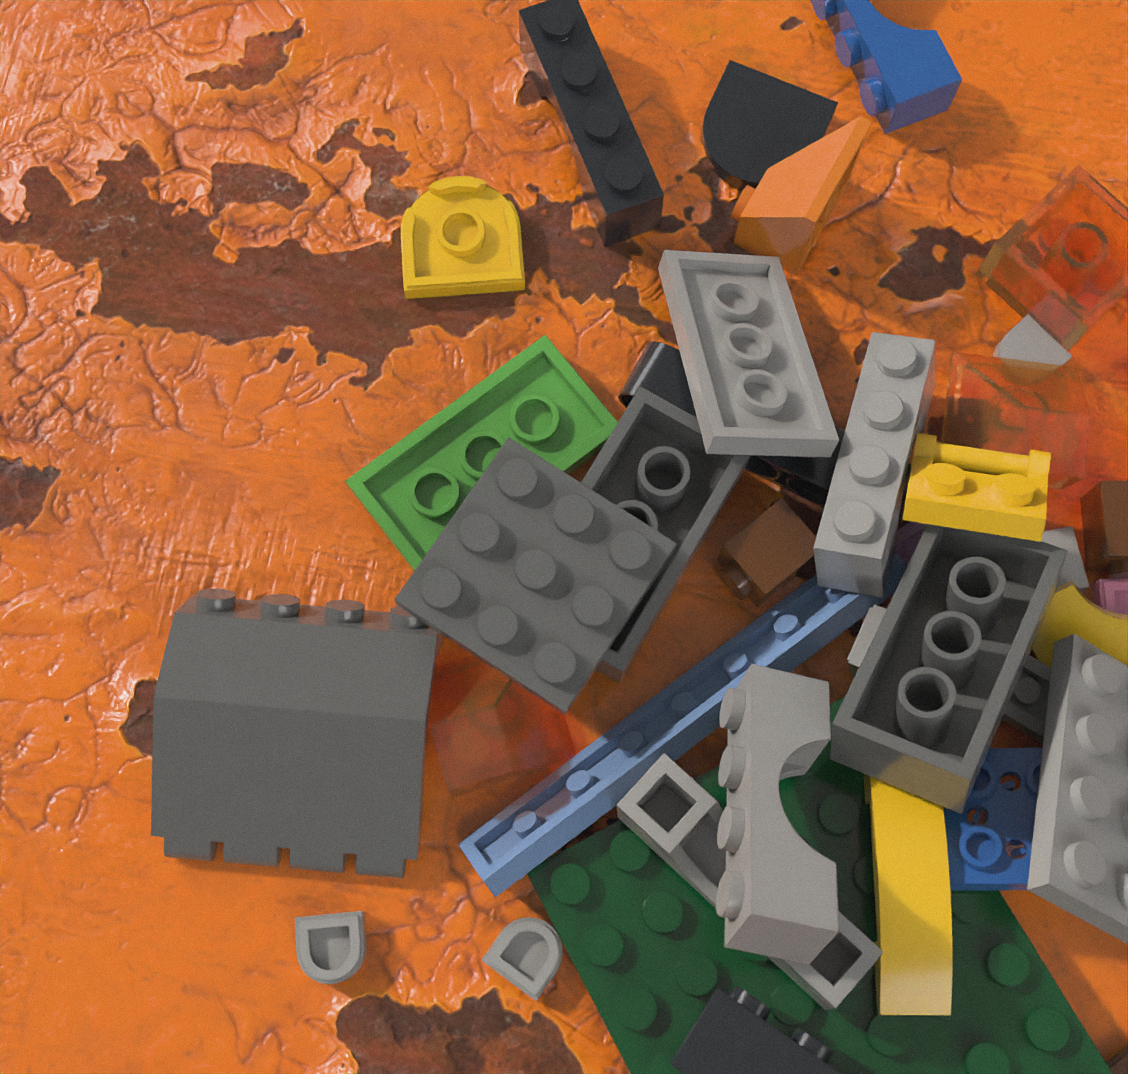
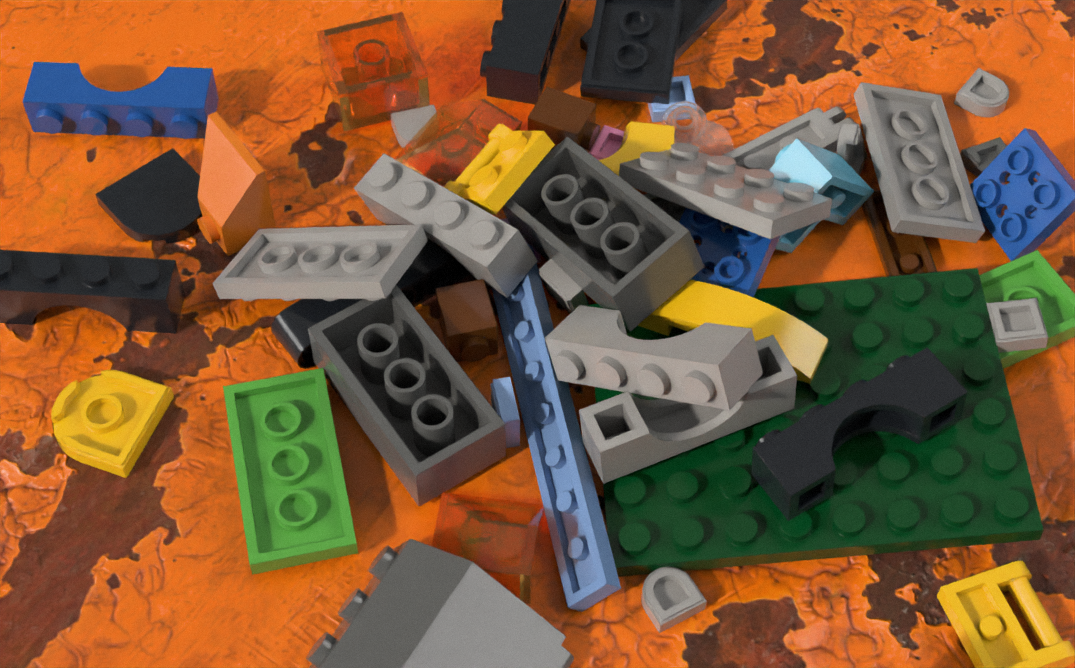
camera: 65 degrees left, 20 degrees down
(536, 575) = (406, 445): dark grey plate -> none
(667, 657) = (505, 405): none -> light blue tile

